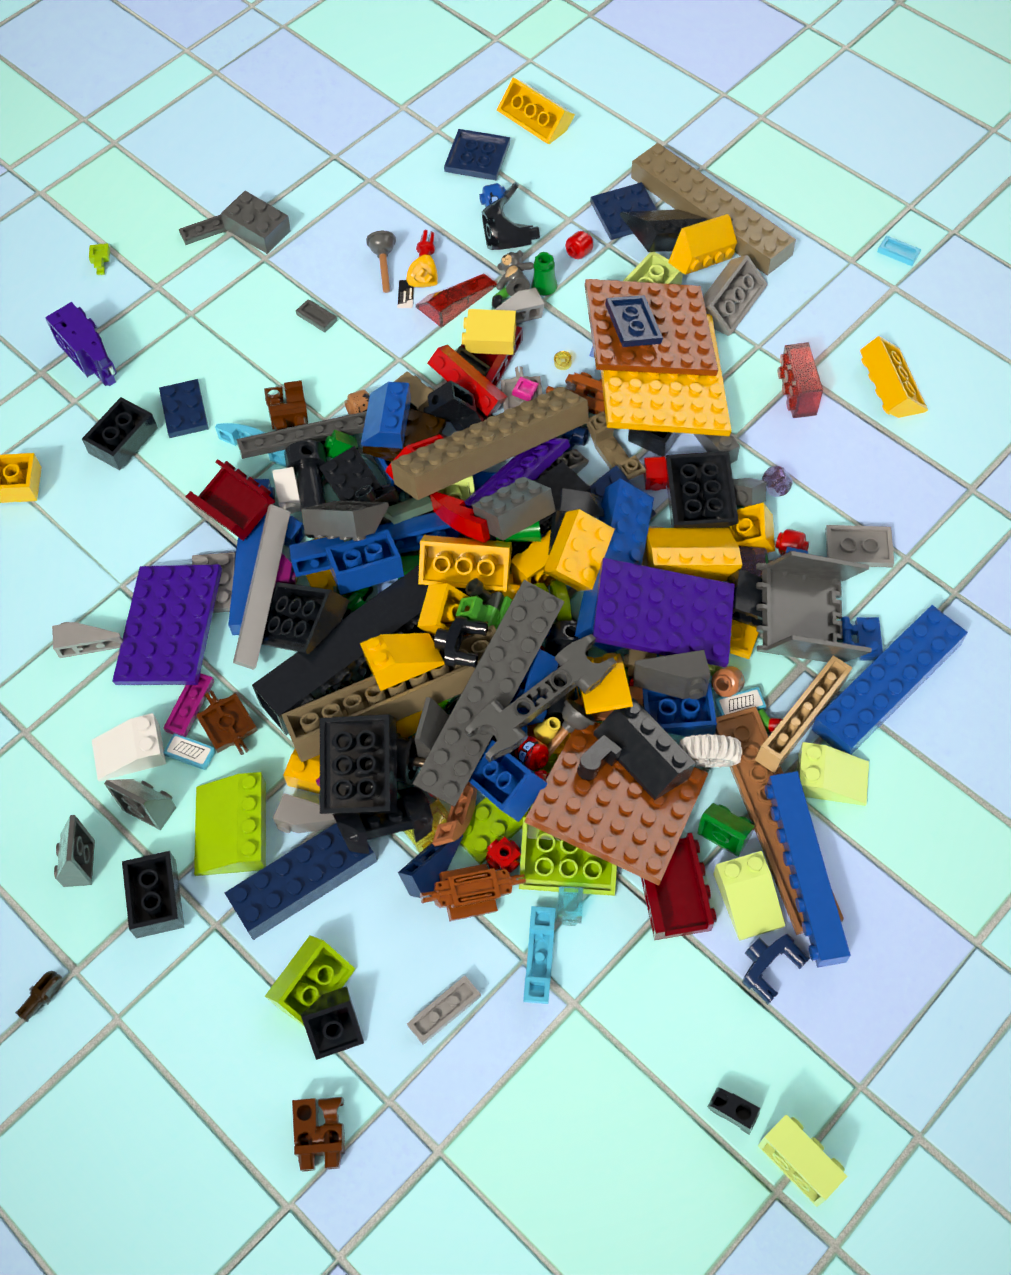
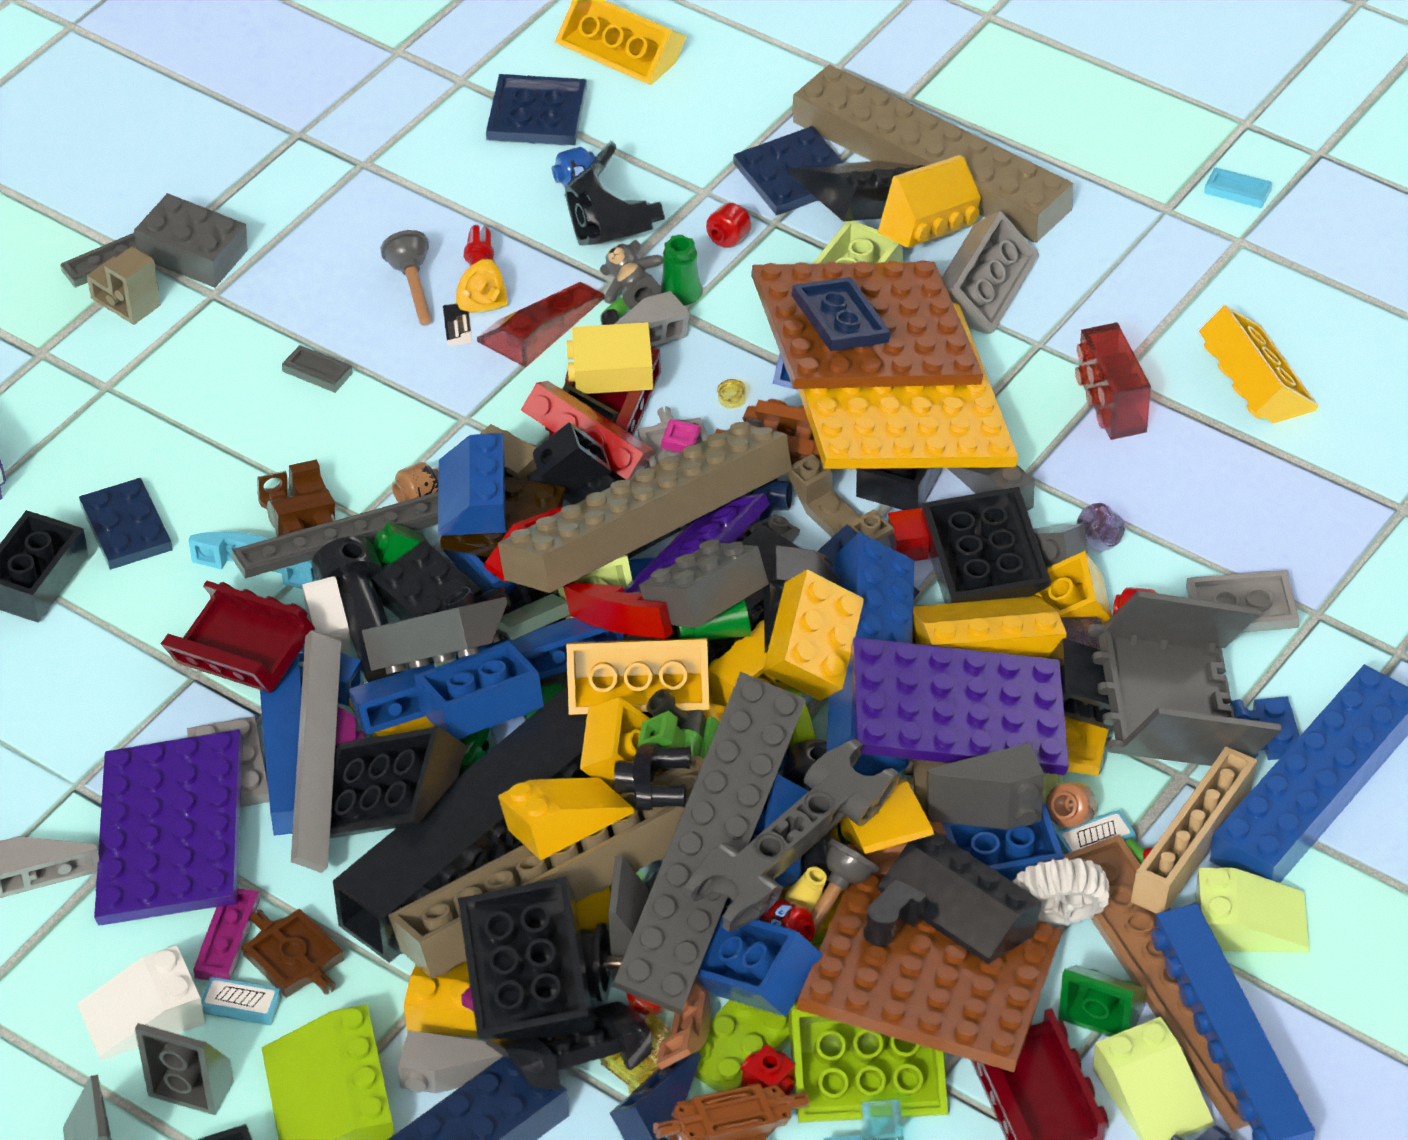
camera: 10 degrees left, 15 degrees down
(212, 249) = (126, 285): none -> dark tan brick

